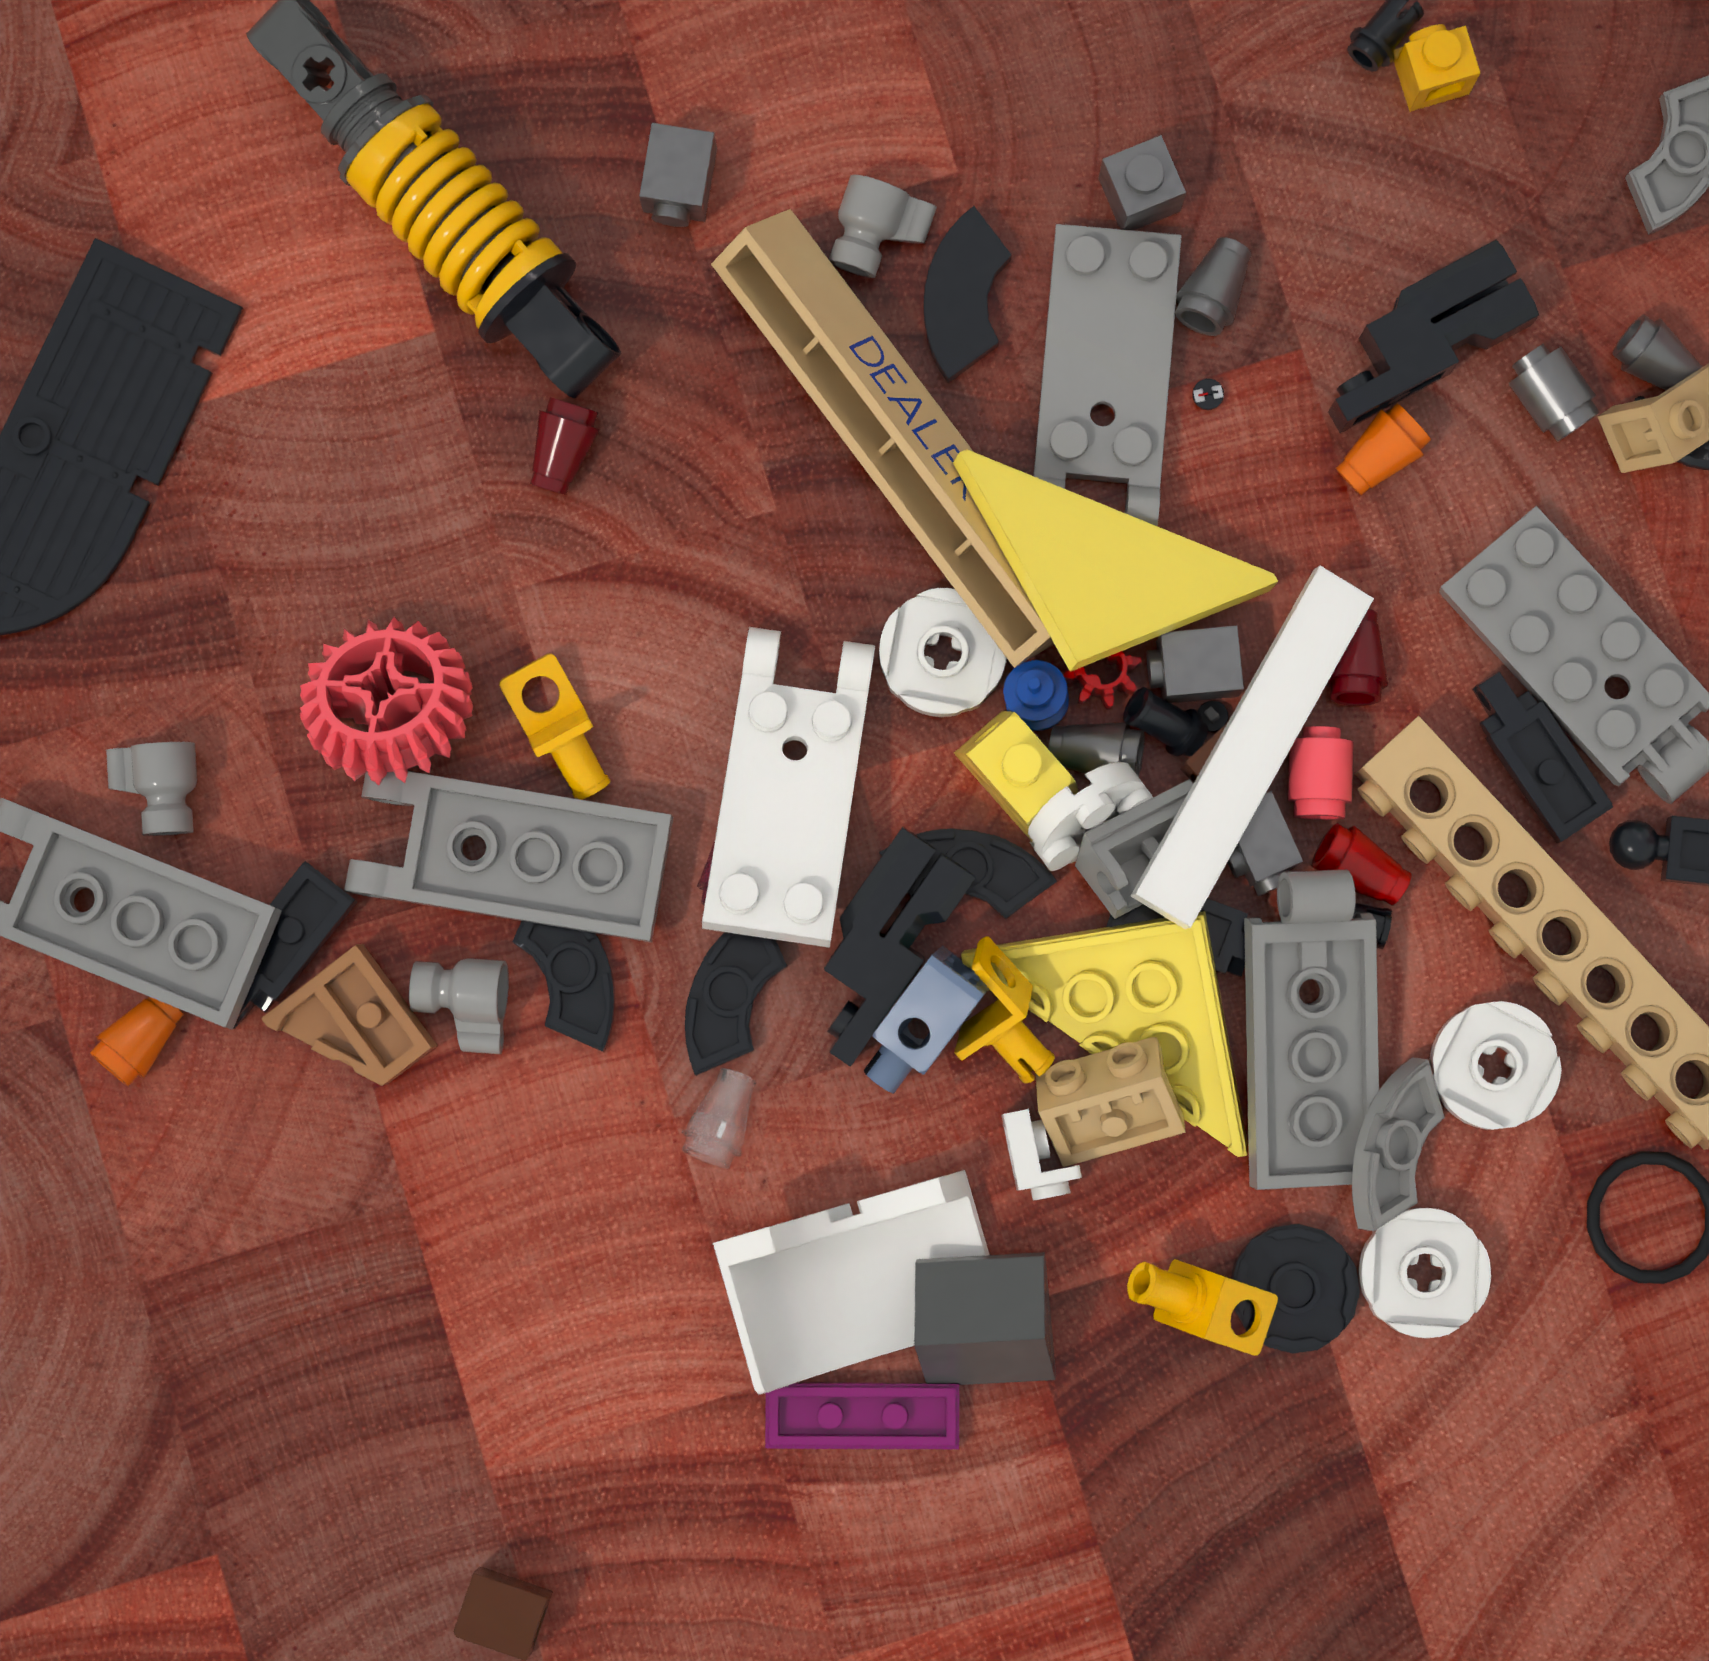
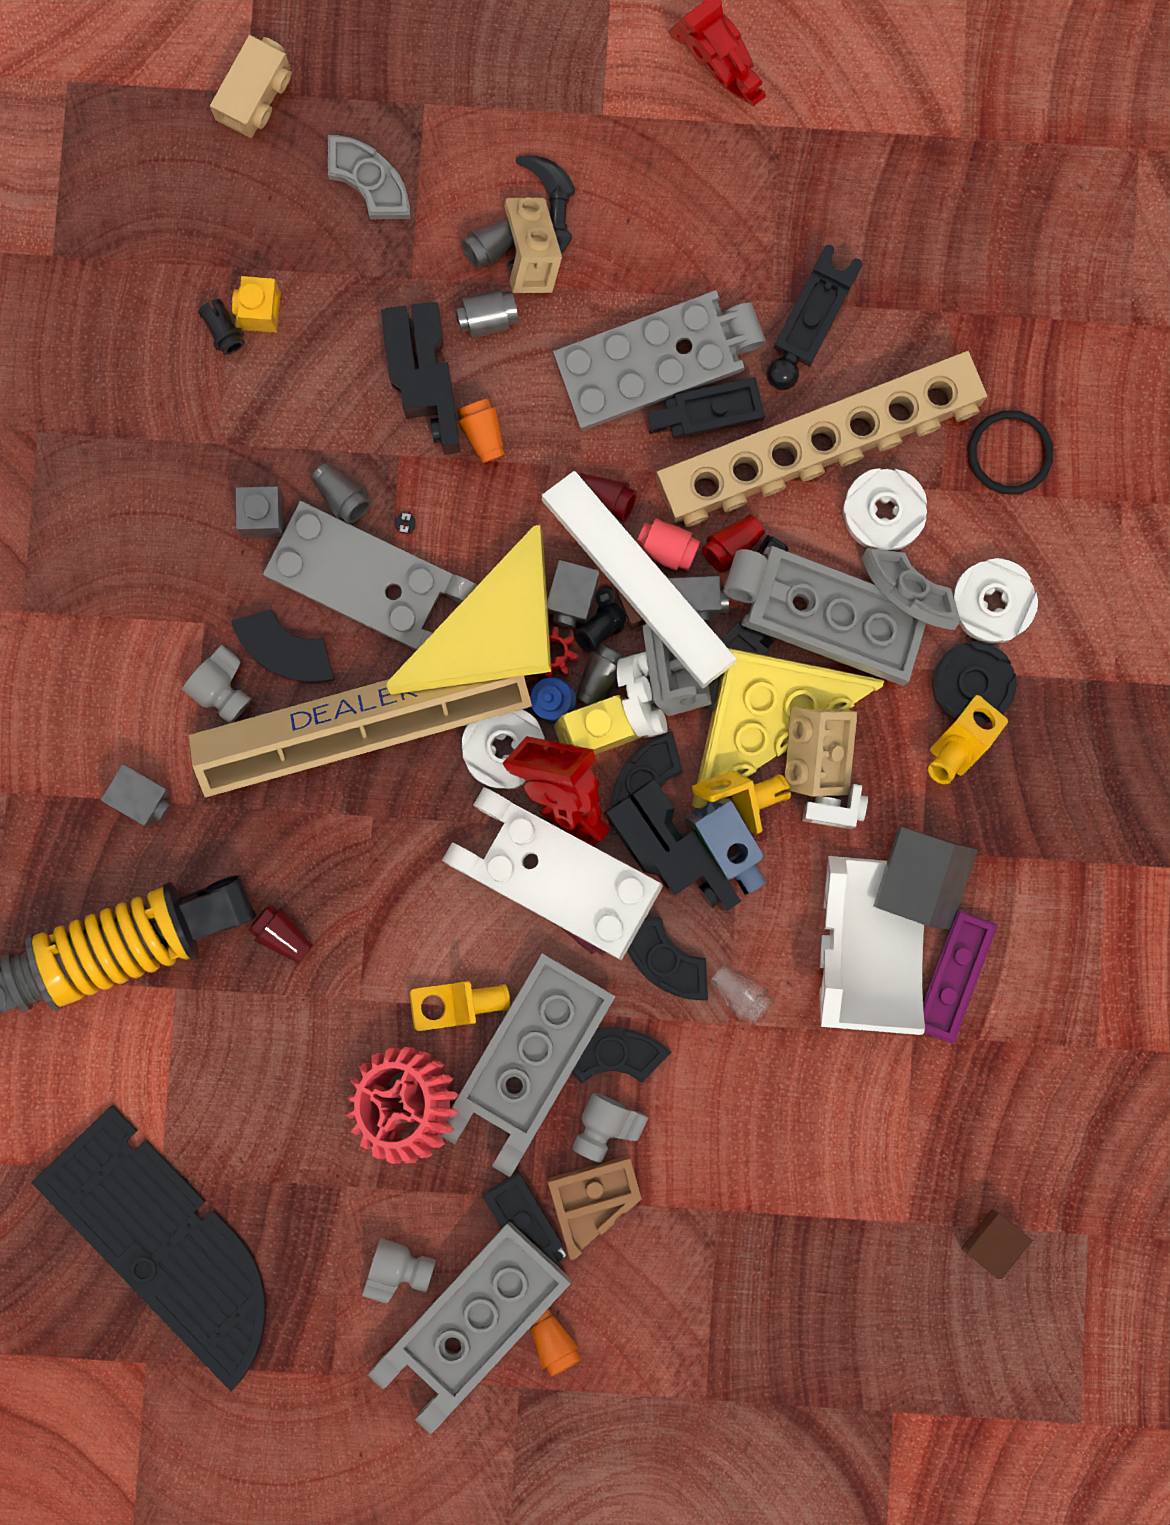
camera: 75 degrees left, 0 degrees up
(919, 750) = (562, 783): none -> red piece

